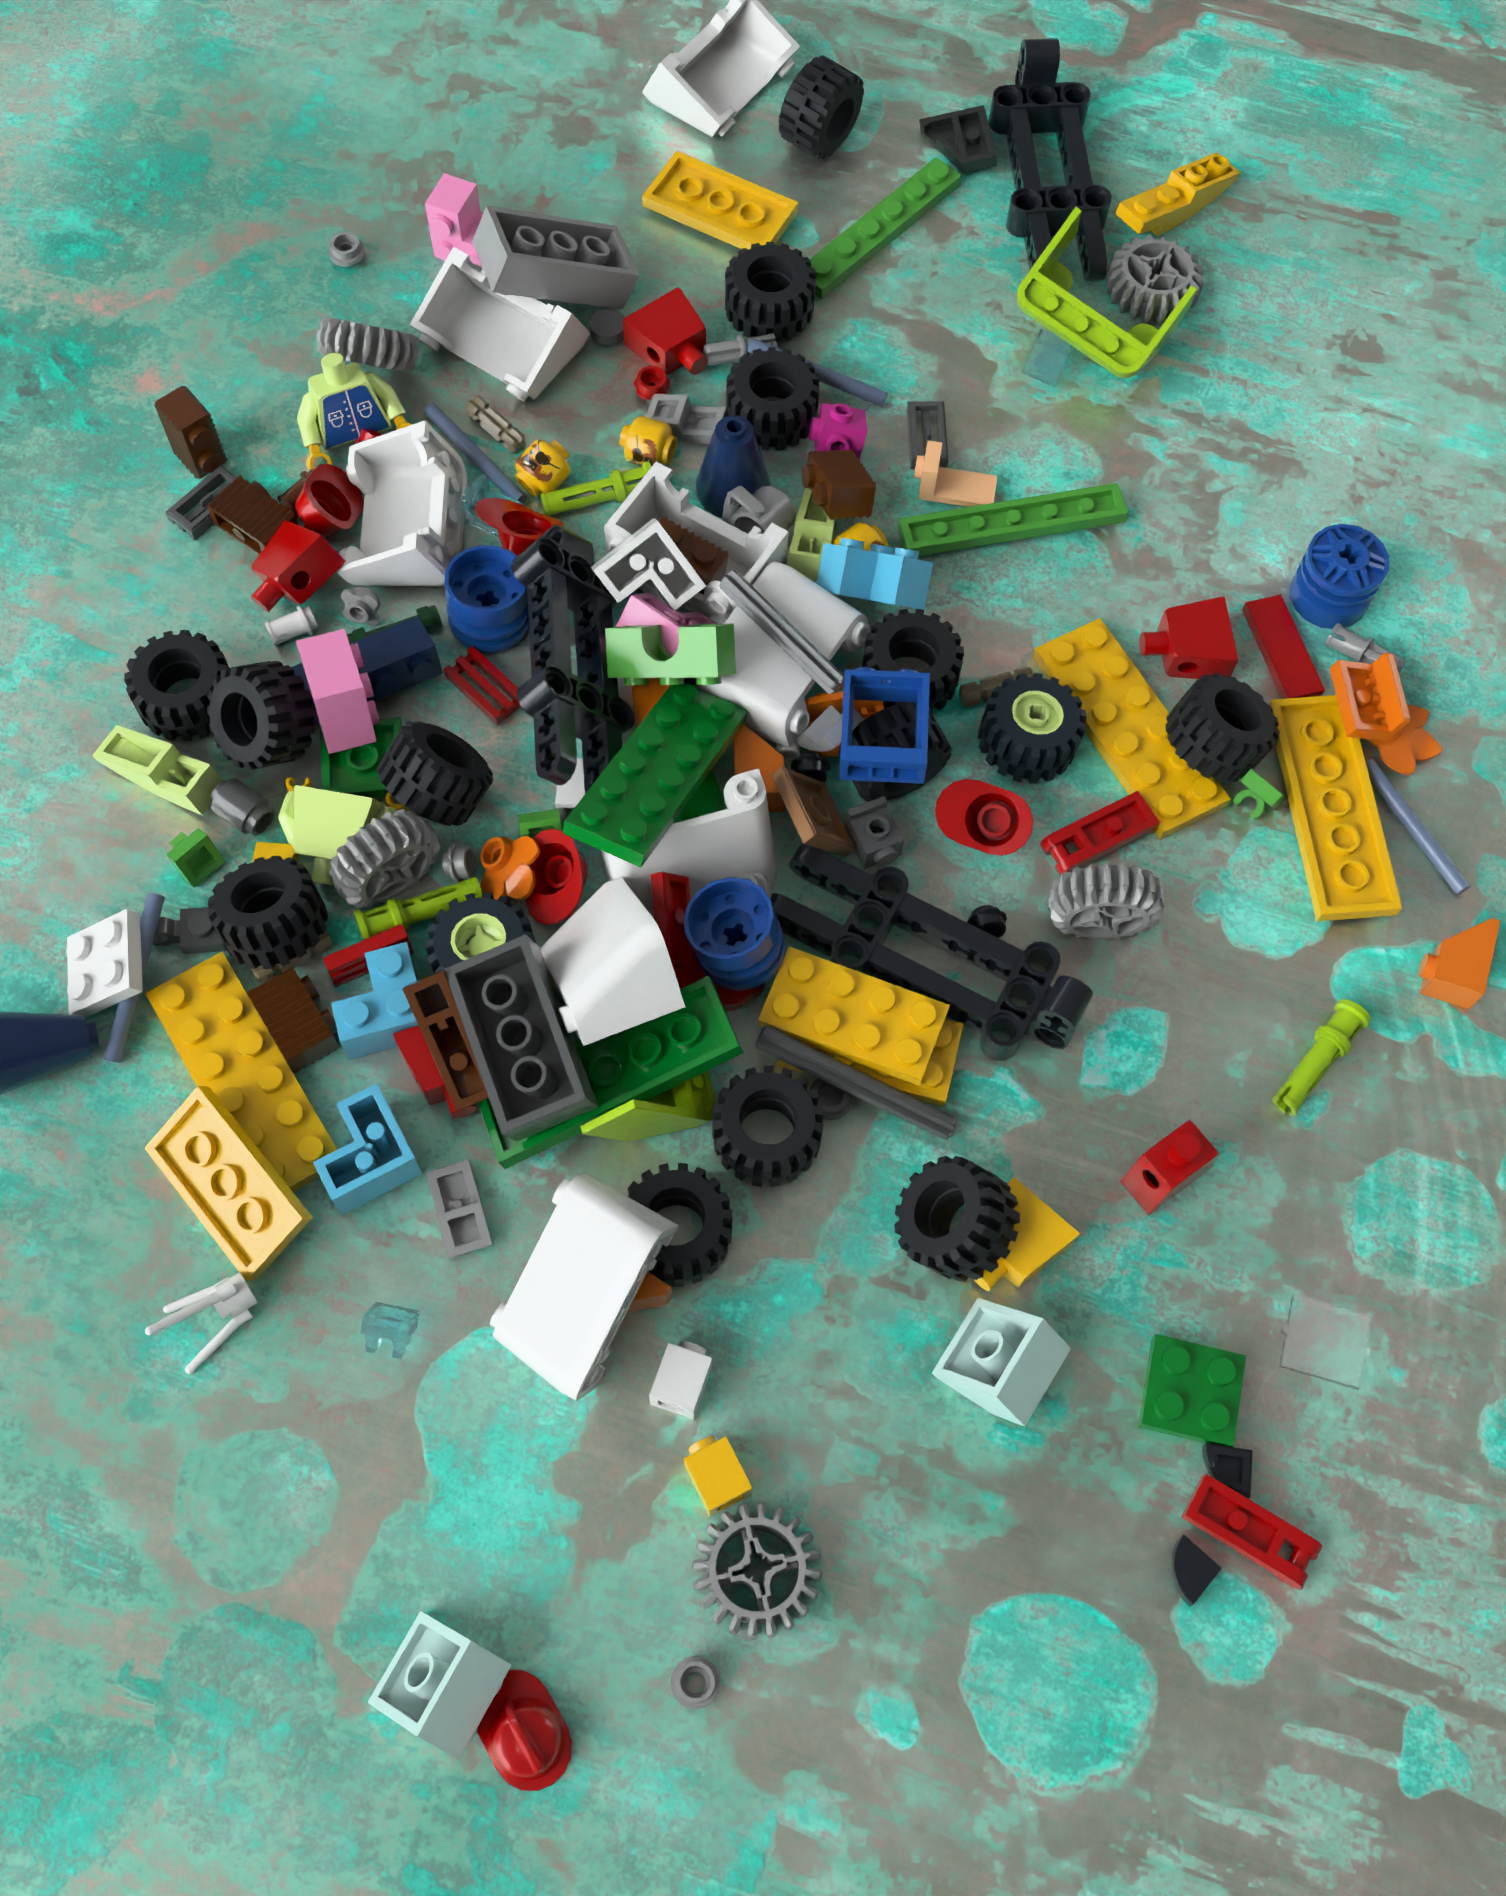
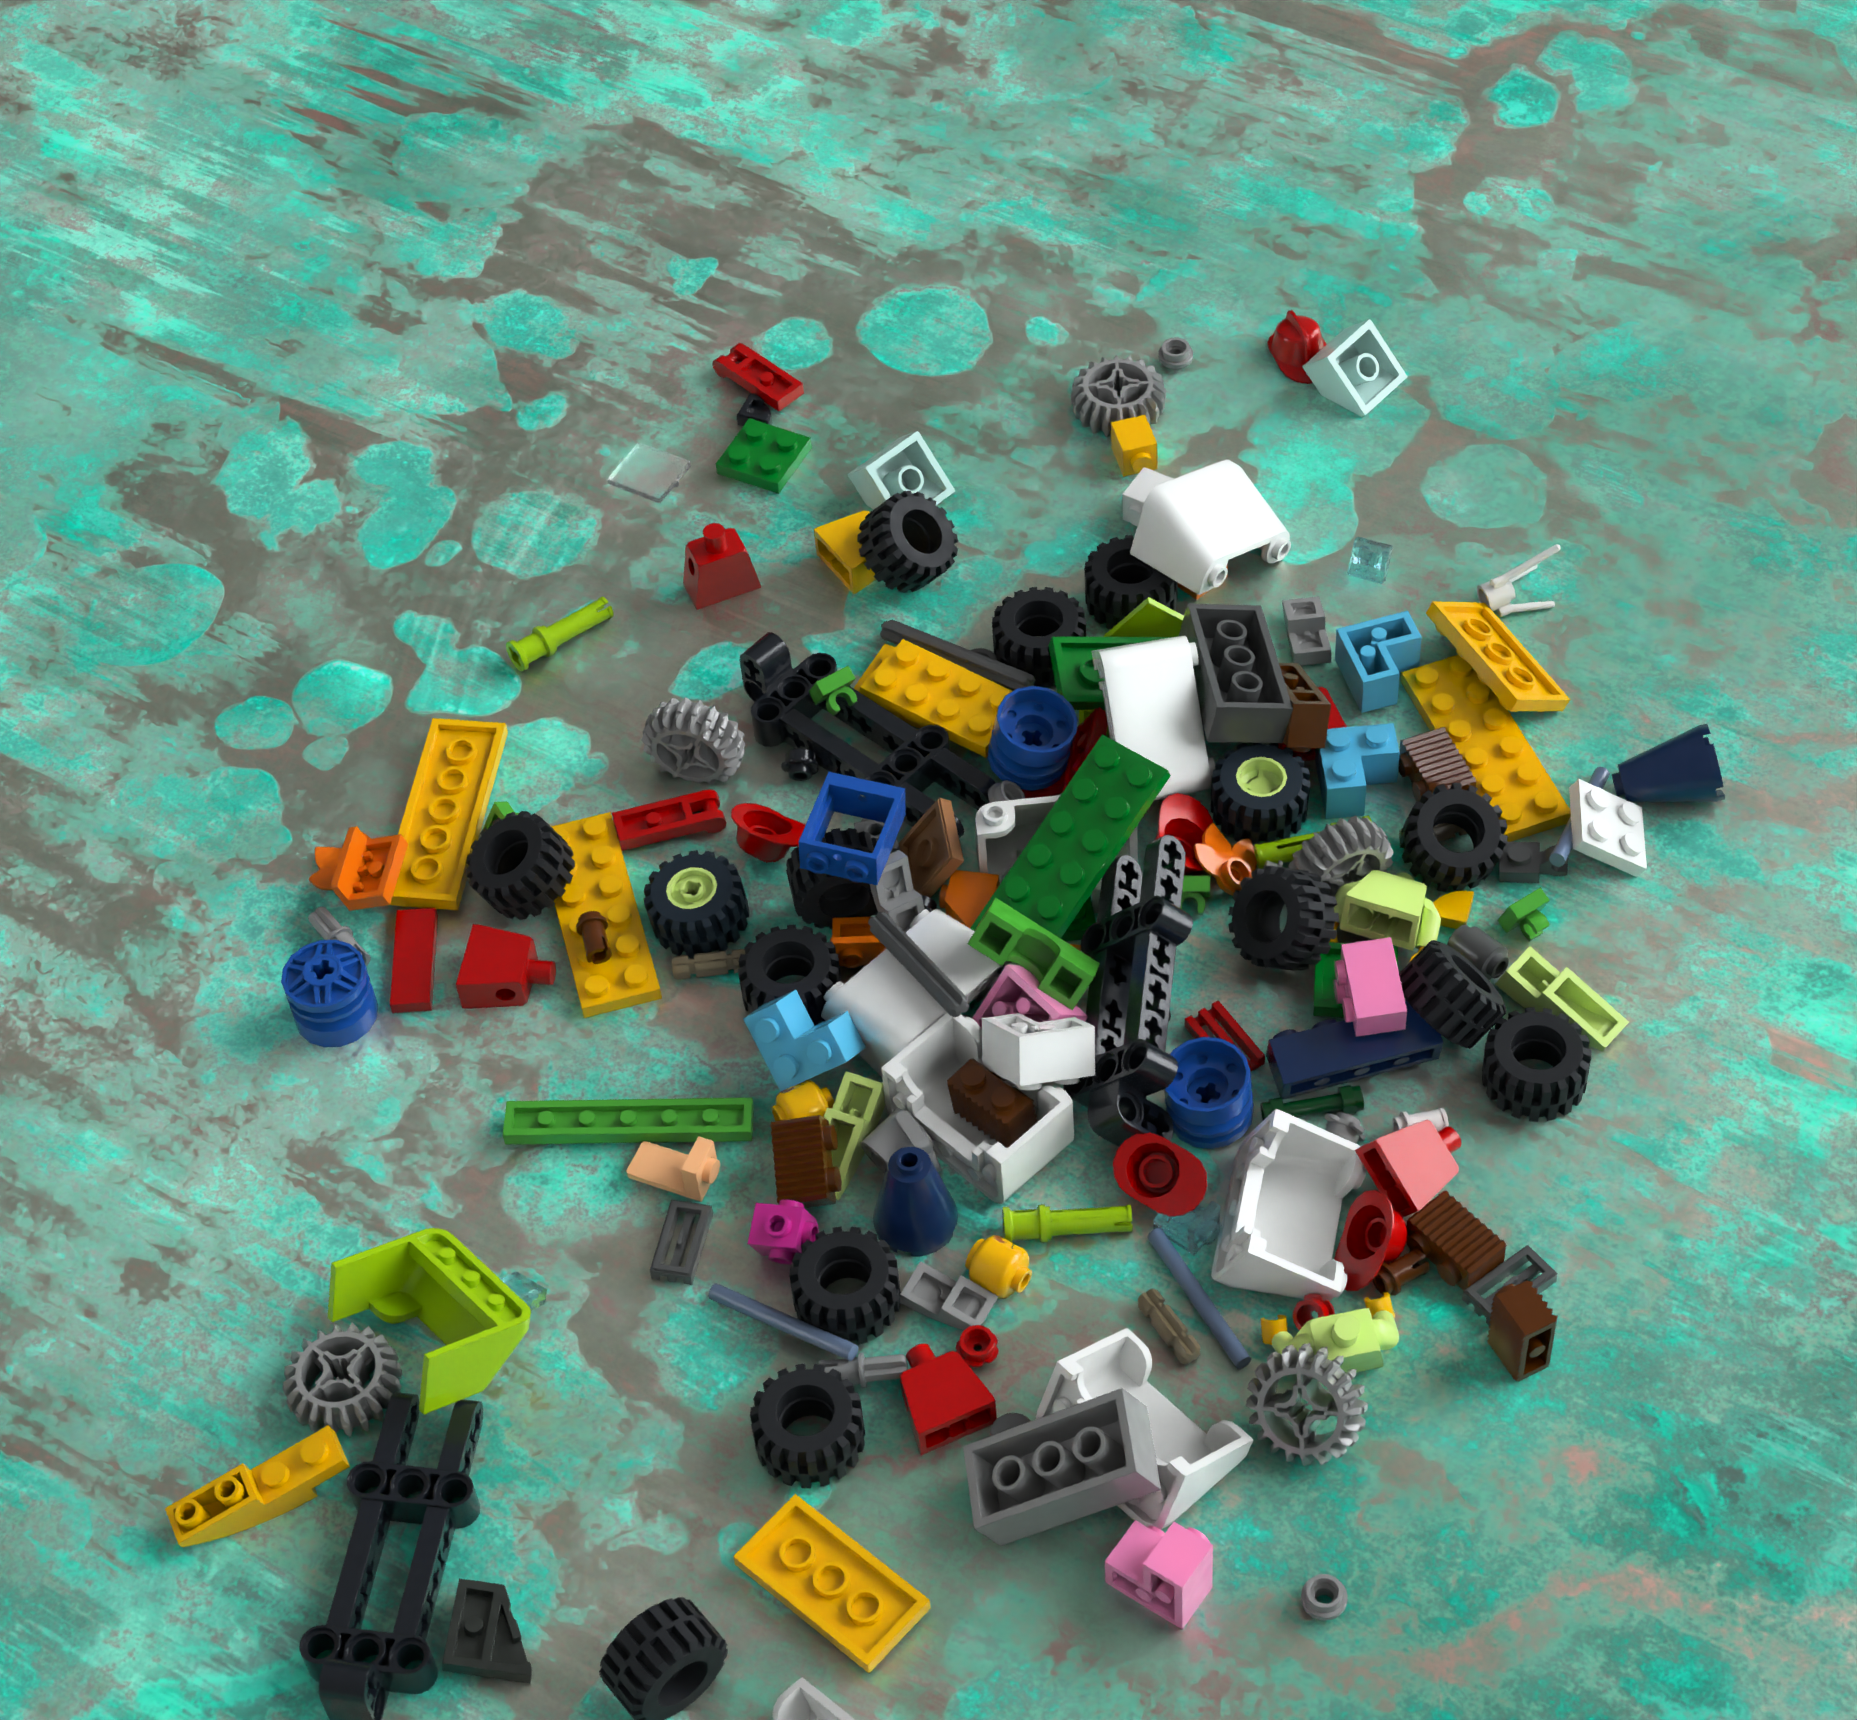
camera: 160 degrees left, 15 degrees down
(351, 961) = (1381, 805): red tile -> none
(542, 467) = (1124, 1250): yellow head -> none
(882, 225) = (637, 1526): bright green plate -> none
(975, 977) = (832, 687): none -> bright green tile
(1120, 673) = (592, 928): none -> reddish brown pin
(1191, 1570) = (807, 366): black tile -> none
(1417, 829) = (376, 785): sand blue bar -> none
(1460, 965) = (404, 676): orange slope -> none

